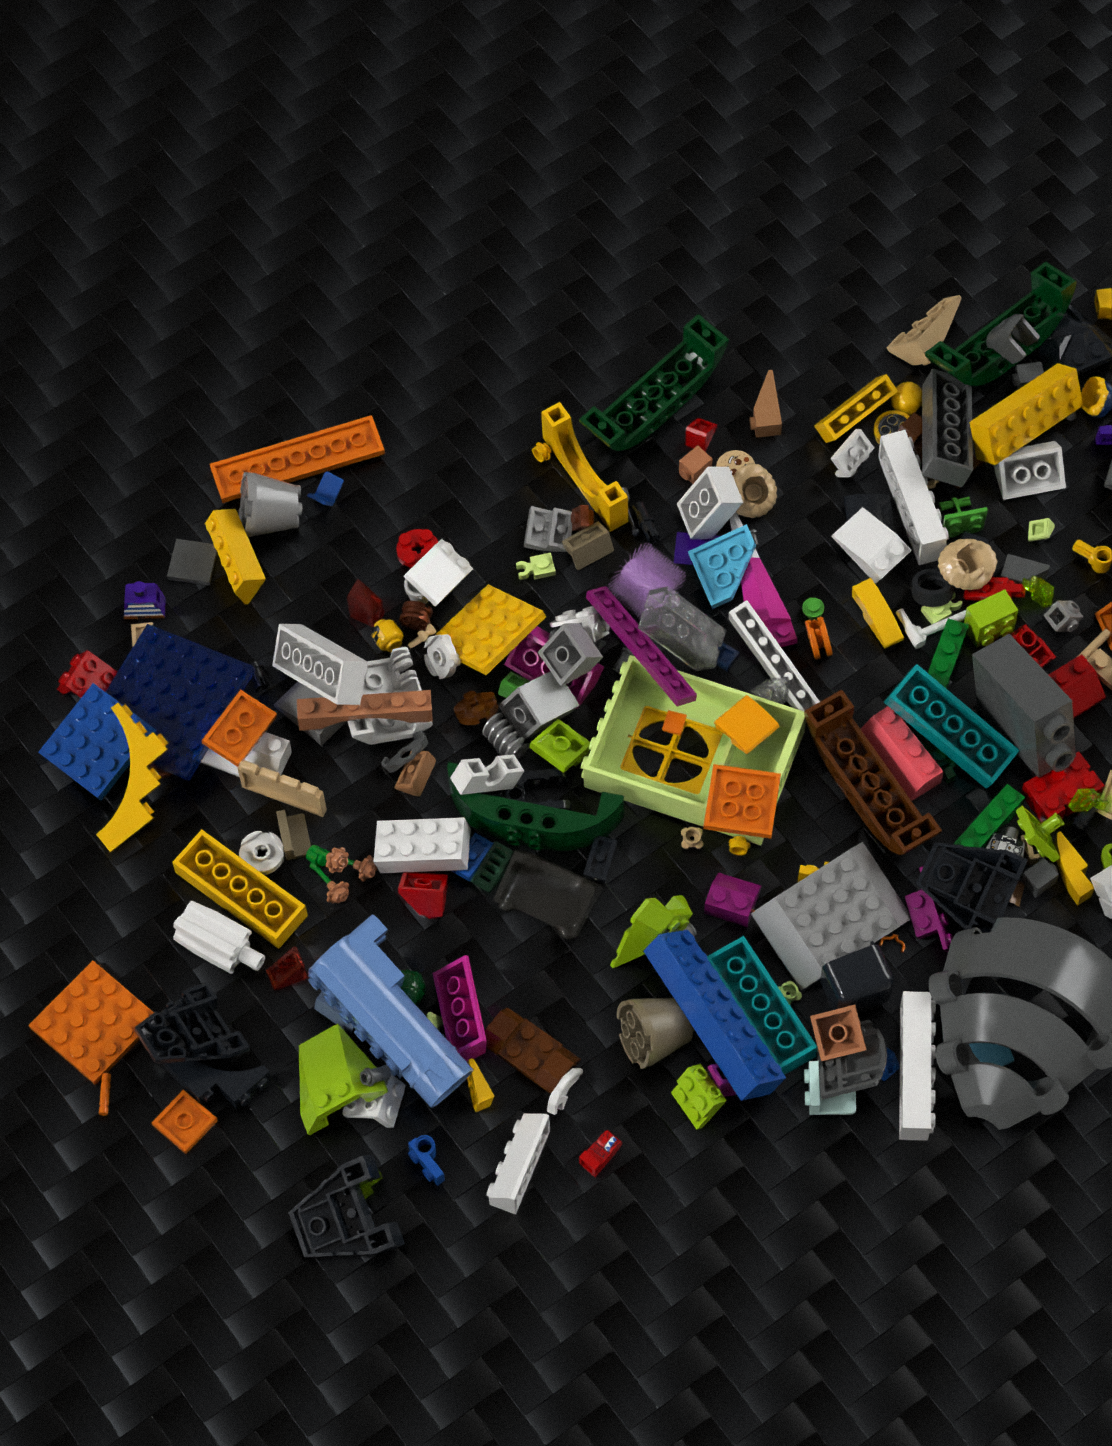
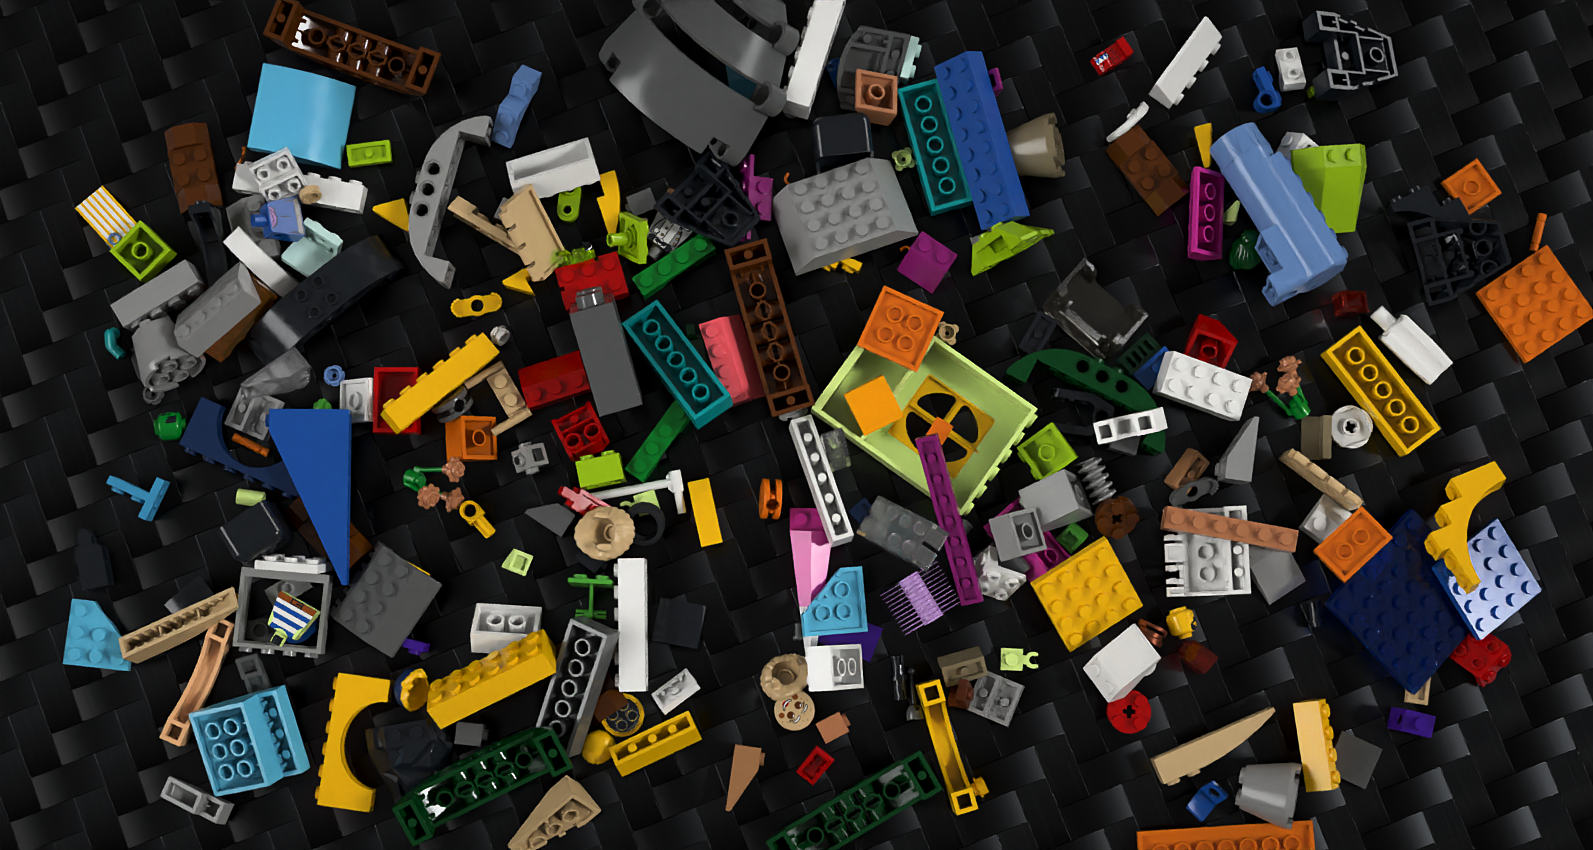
camera: 170 degrees left, 20 degrees up
(320, 664) = (1264, 583): white brick -> none
(334, 535) = (1206, 749): none -> tan slope
(370, 783) = (1238, 459): none -> light grey slope
(371, 1076) = (1303, 160): dark grey pin -> none
(406, 1190) = (1290, 69): none -> white plate
(422, 636) = (1150, 603): tan piece -> none
(441, 646) = (1137, 579): white plate -> none
(698, 1095) = (1013, 77): lime plate -> none
(813, 608) = (763, 538): bright green plate -> none
(871, 544) = (689, 583): white slope -> none
(1005, 345) = (486, 760): dark grey piece -> none
(1041, 590) = (541, 492): clear neon green plate -> none

